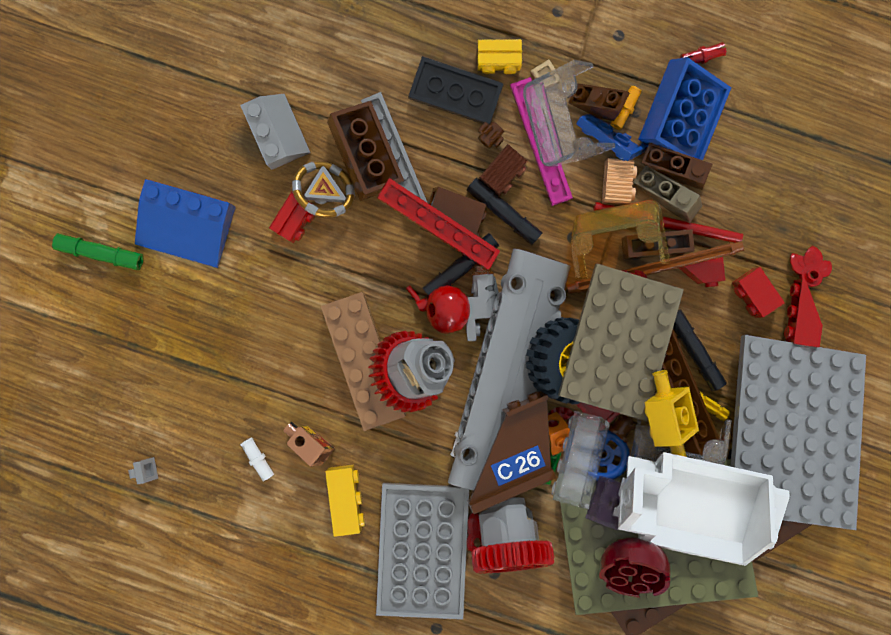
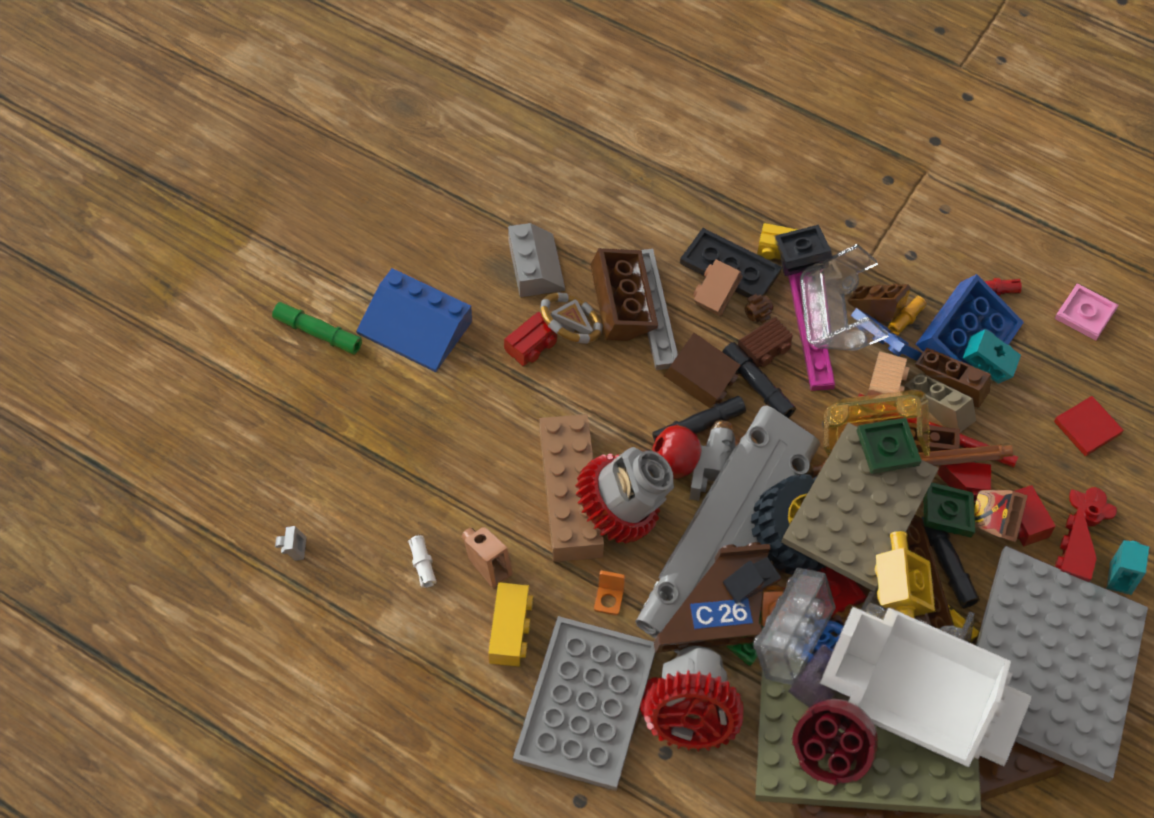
camera: 15 degrees right, 30 degrees down
(419, 442) = (613, 585): none -> orange bracket
(420, 303) = (645, 447): red hand -> none
(438, 224) = (687, 363): red plate -> none
(449, 124) = (717, 287): none -> nougat brick
(521, 65) = (802, 249): none -> black bracket
(538, 431) = (751, 579): none -> black slope
(638, 285) = (888, 445): none -> dark green plate
(696, 311) = (949, 510): none -> dark green plate
(709, 138) = (992, 356): none -> teal brick
(734, 303) = (1000, 512): none -> torso
(786, 62) = (1086, 312): none -> bright pink tile
(800, 185) = (1088, 425): none -> red tile
(849, 327) = (1127, 567): none -> teal brick

